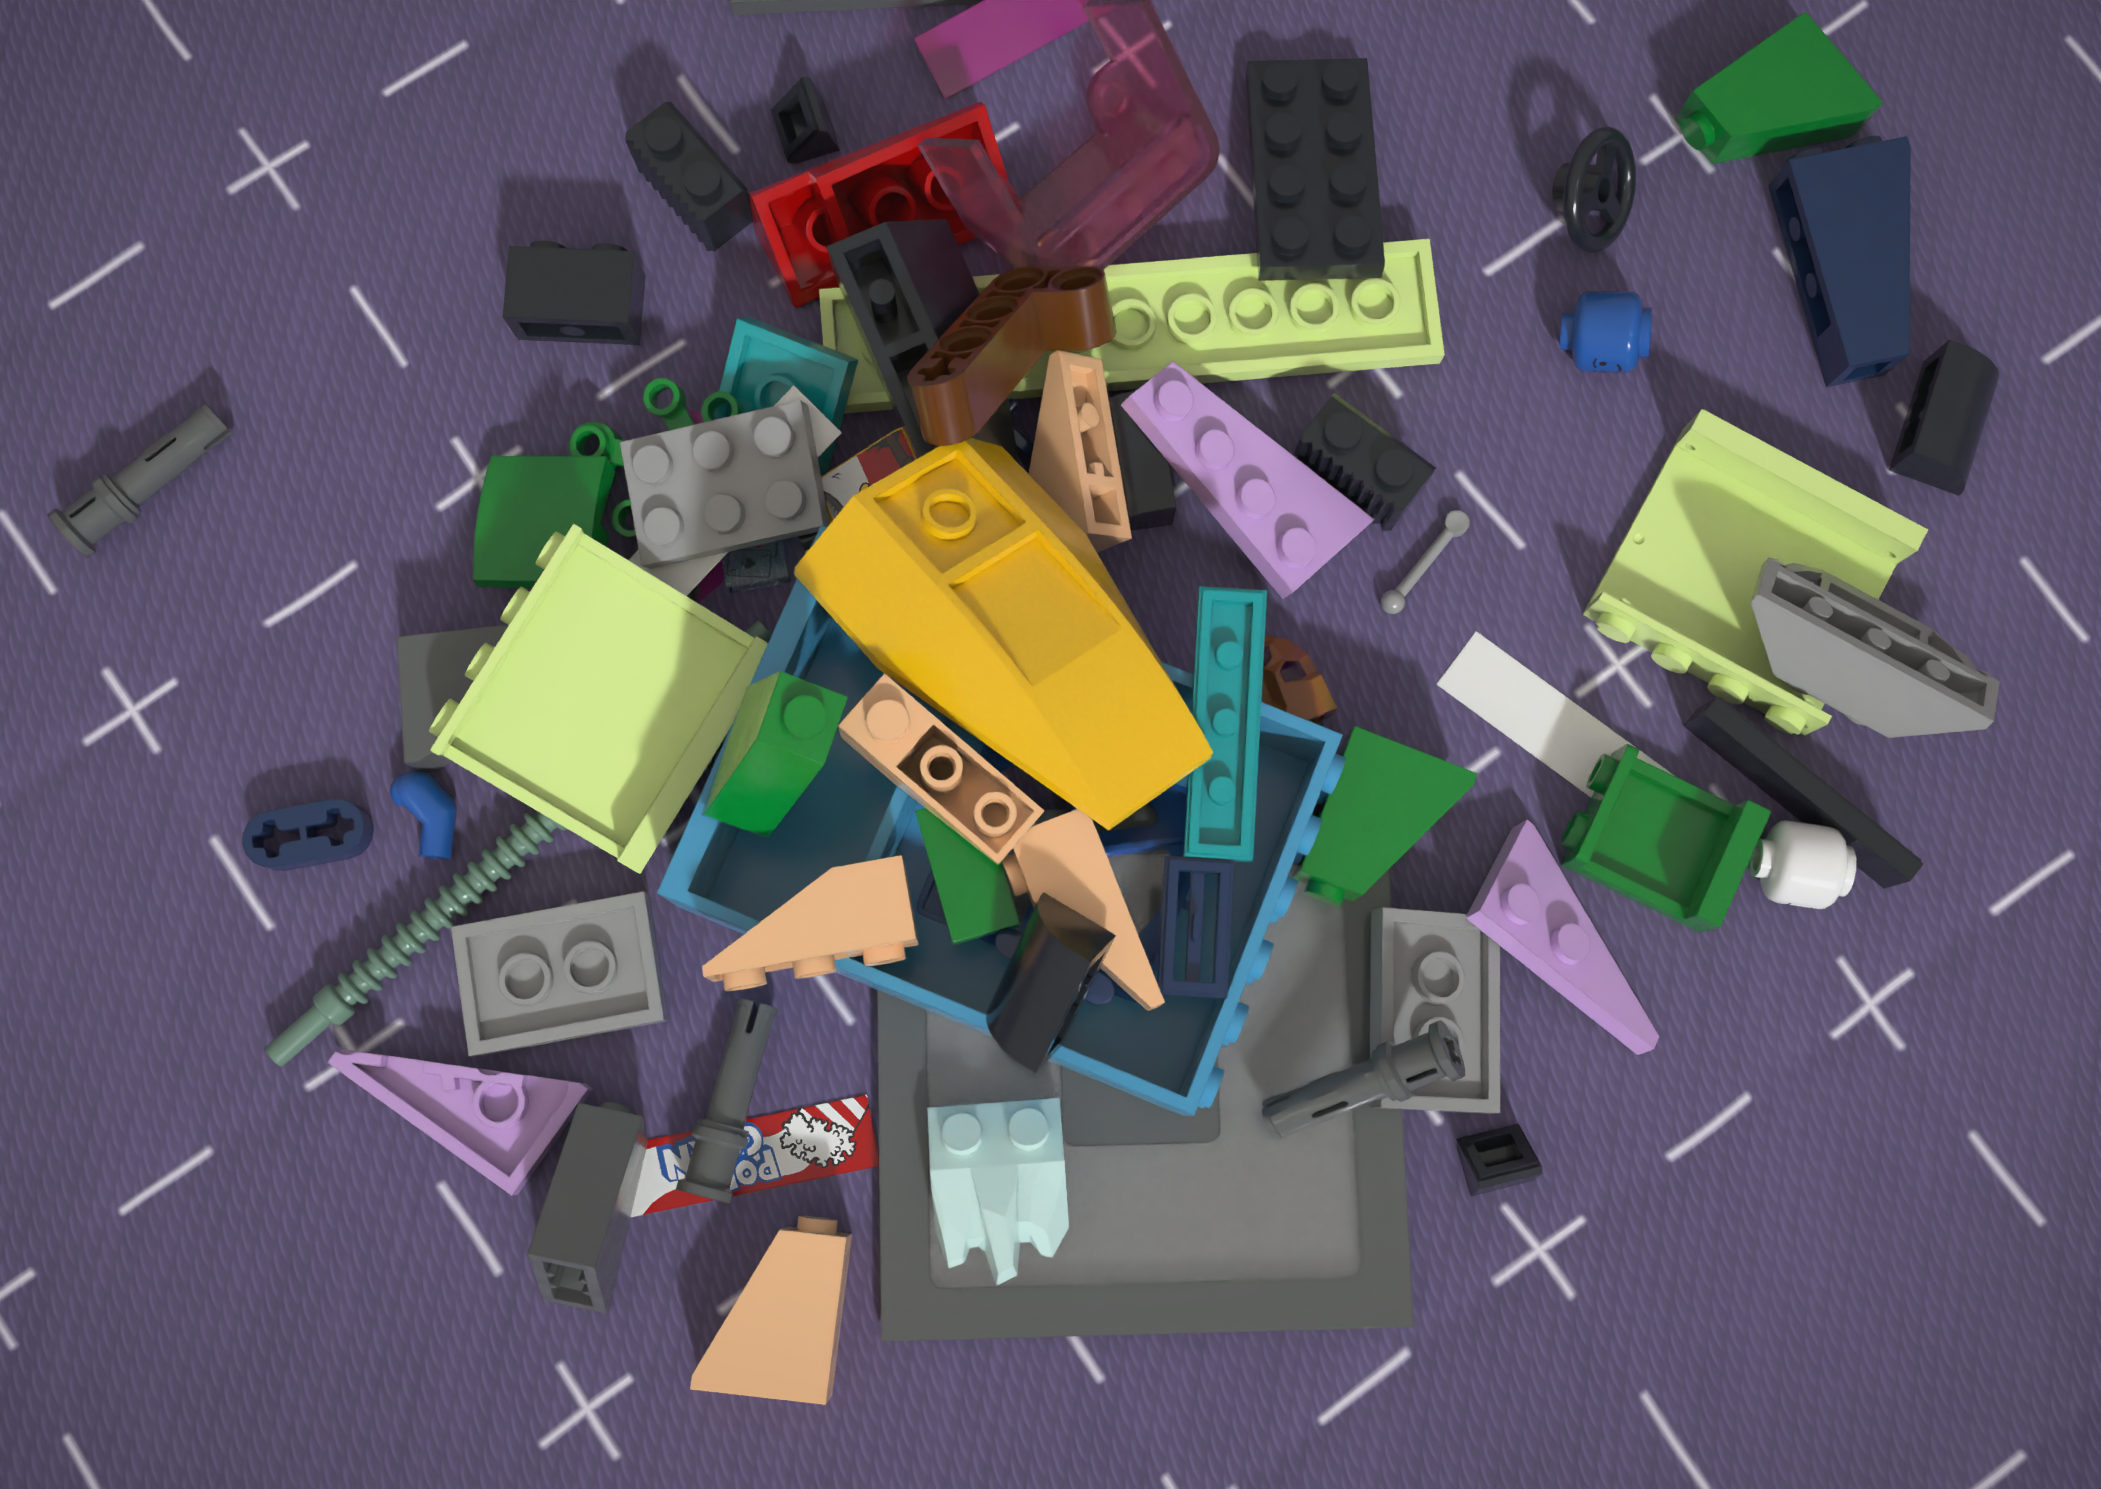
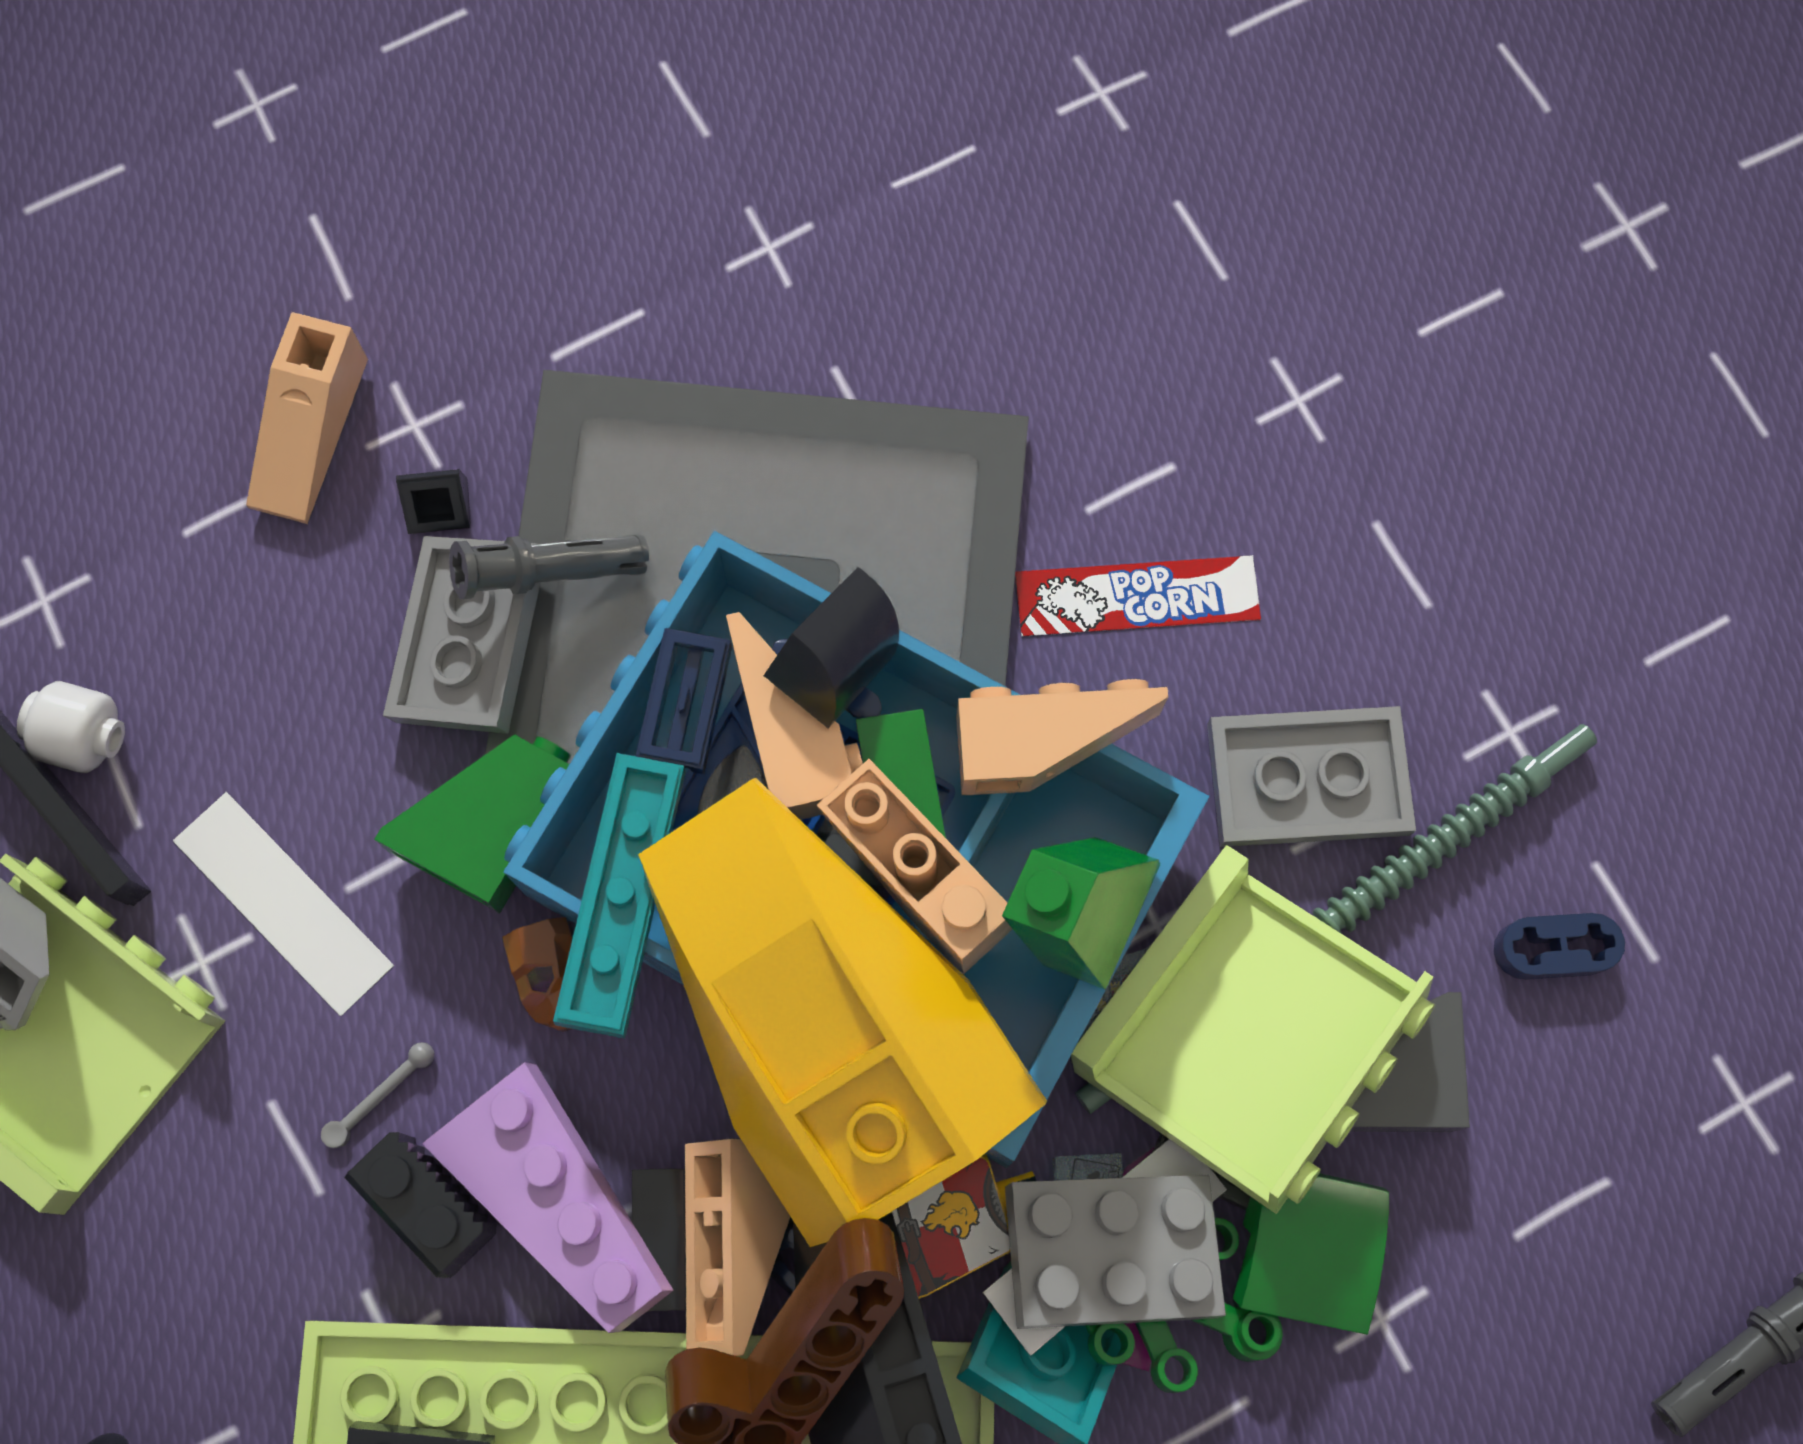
camera: 175 degrees left, 5 degrees down
(432, 807) = (1434, 956): blue arm -> none
(483, 1116) = (1388, 655): lavender wing -> none
(589, 1207) = (1287, 562): dark grey slope -> none
(722, 1131) = (1161, 611): dark grey pin -> none
(786, 1320) = (1116, 440): light nougat slope -> none
(998, 1180) = (908, 528): light aqua plate -> none
(1543, 925) = (340, 701): lavender wing -> none
(1607, 331) = (117, 1327): blue head -> none
(1656, 1231) = (303, 415): none -> light nougat slope
(1662, 840) = (201, 772): green panel -> none

